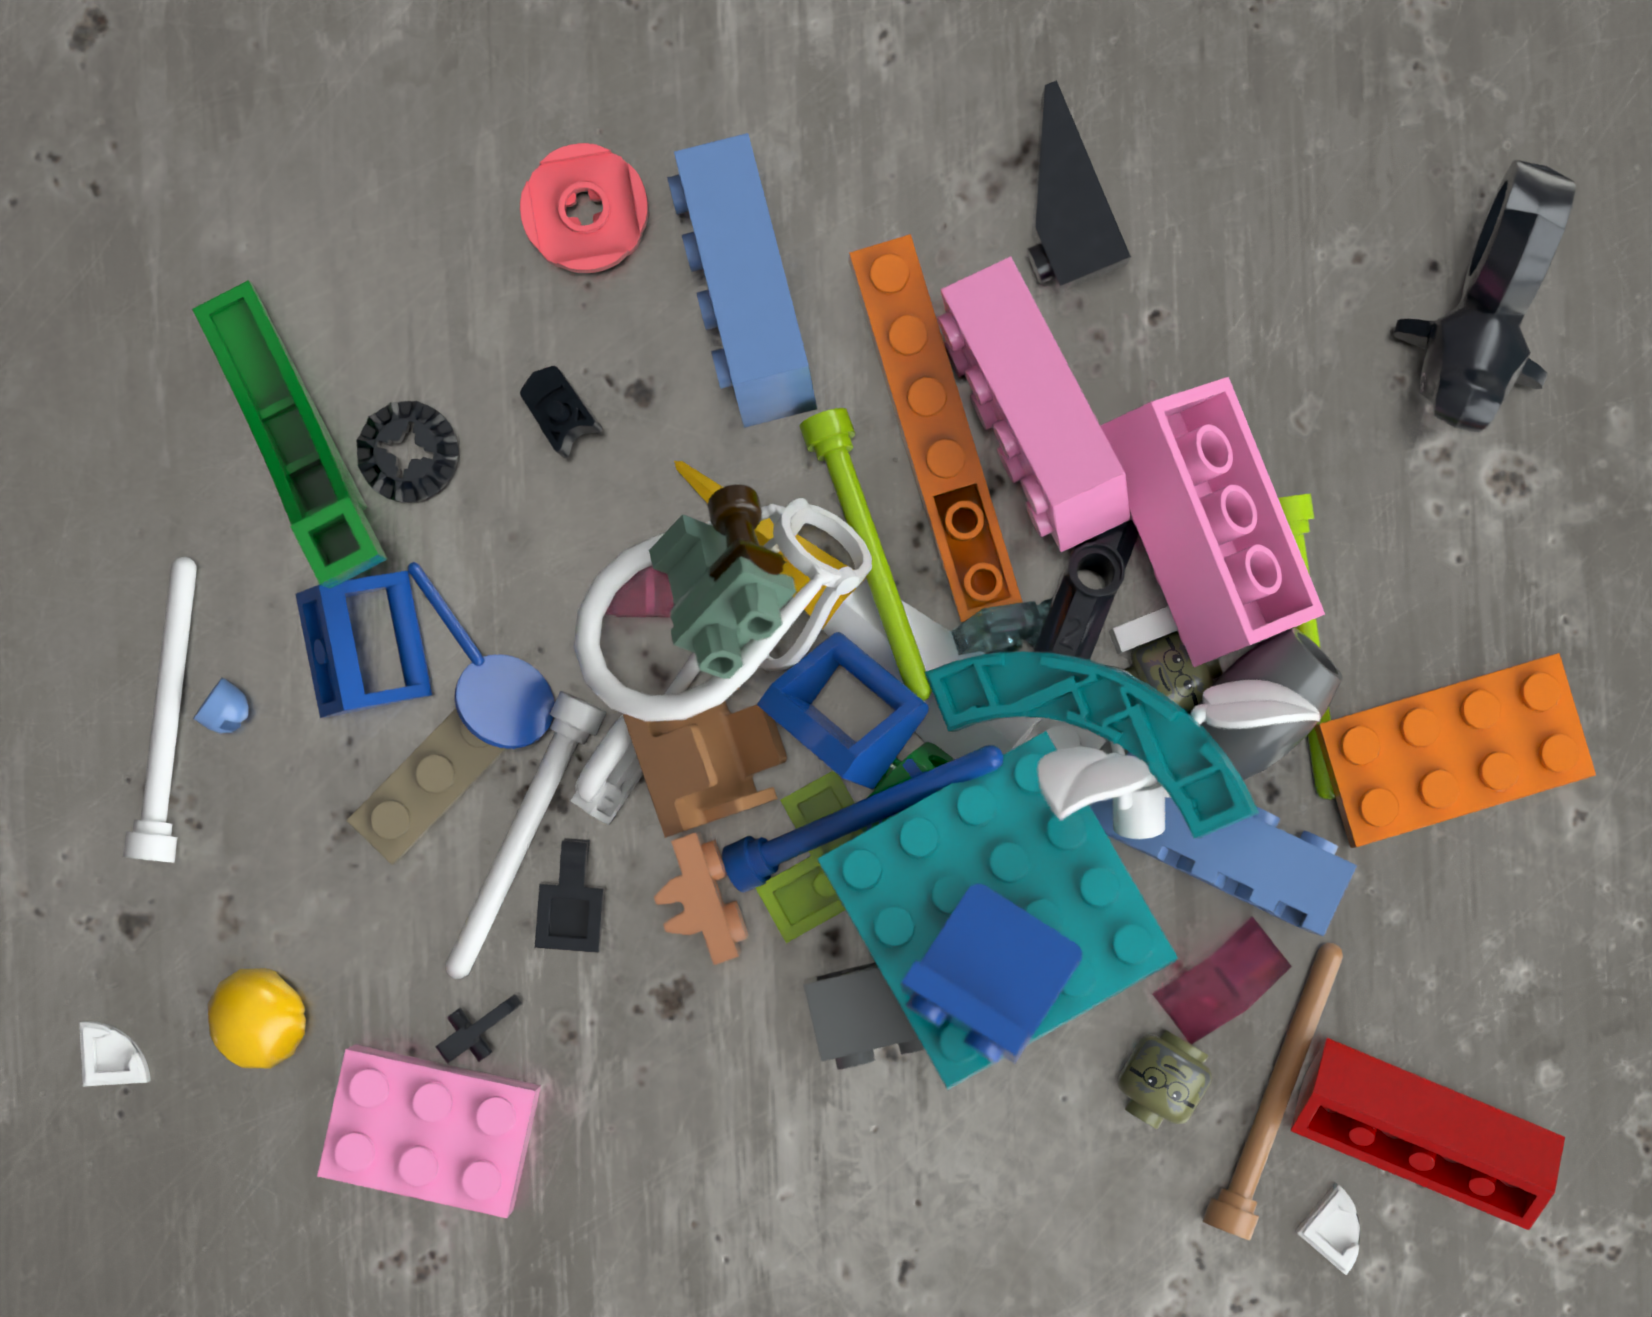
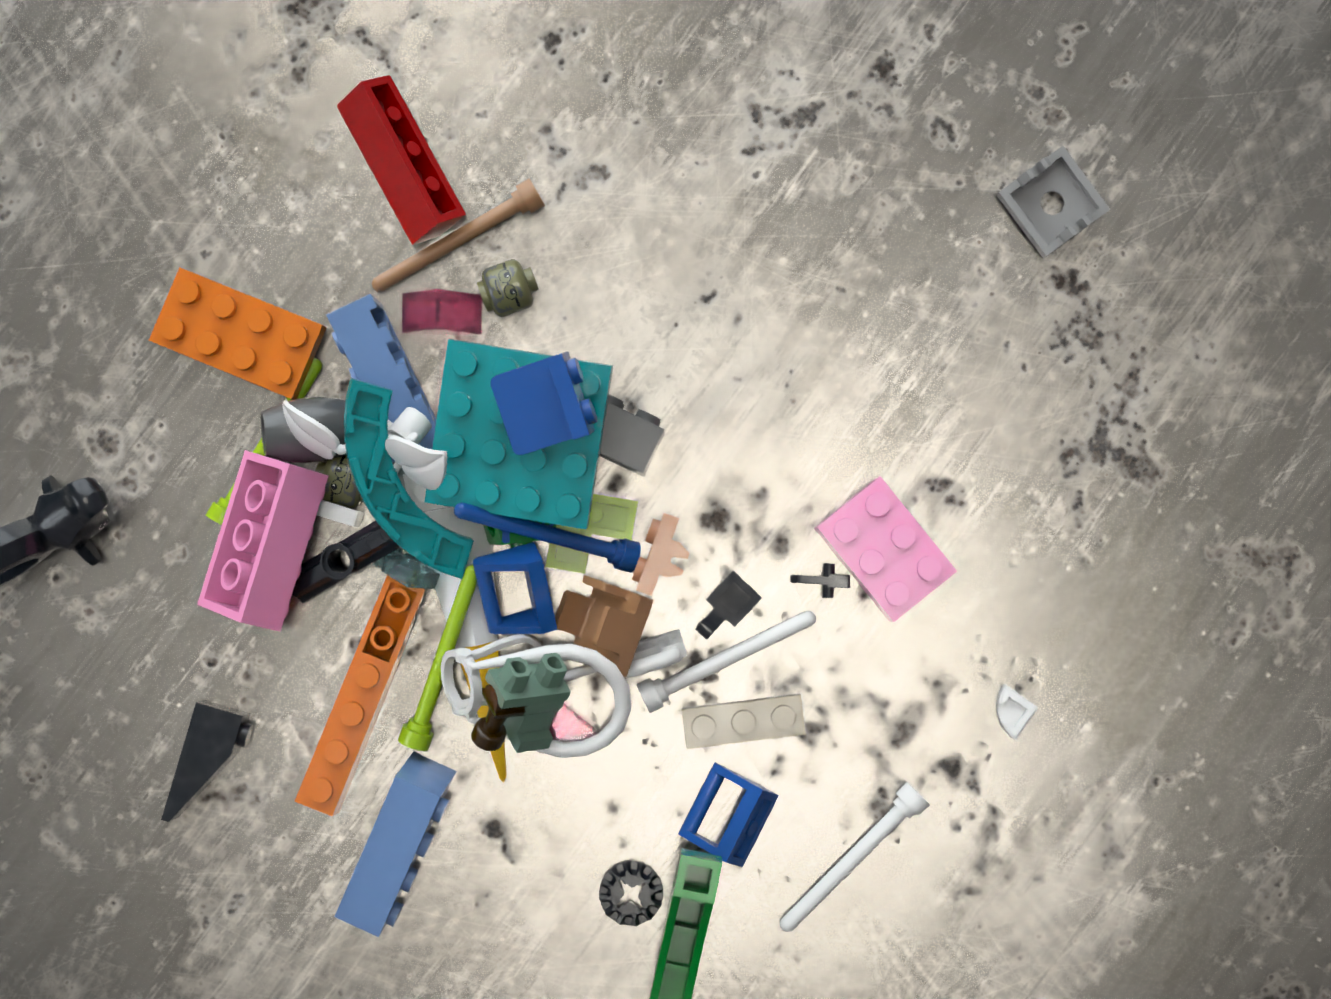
camera: 140 degrees left, 0 degrees up
(223, 708) = (822, 838): medium blue hinge -> none
(256, 1018) = (927, 672): yellow hair -> none
(497, 694) = (682, 737): piece -> none
(554, 187) = (424, 949): coral plate -> none
(558, 409) = (539, 854): black piece -> none
(1033, 405) = (301, 666): bright pink brick -> none
(1334, 1229) = (484, 151): white tile -> none

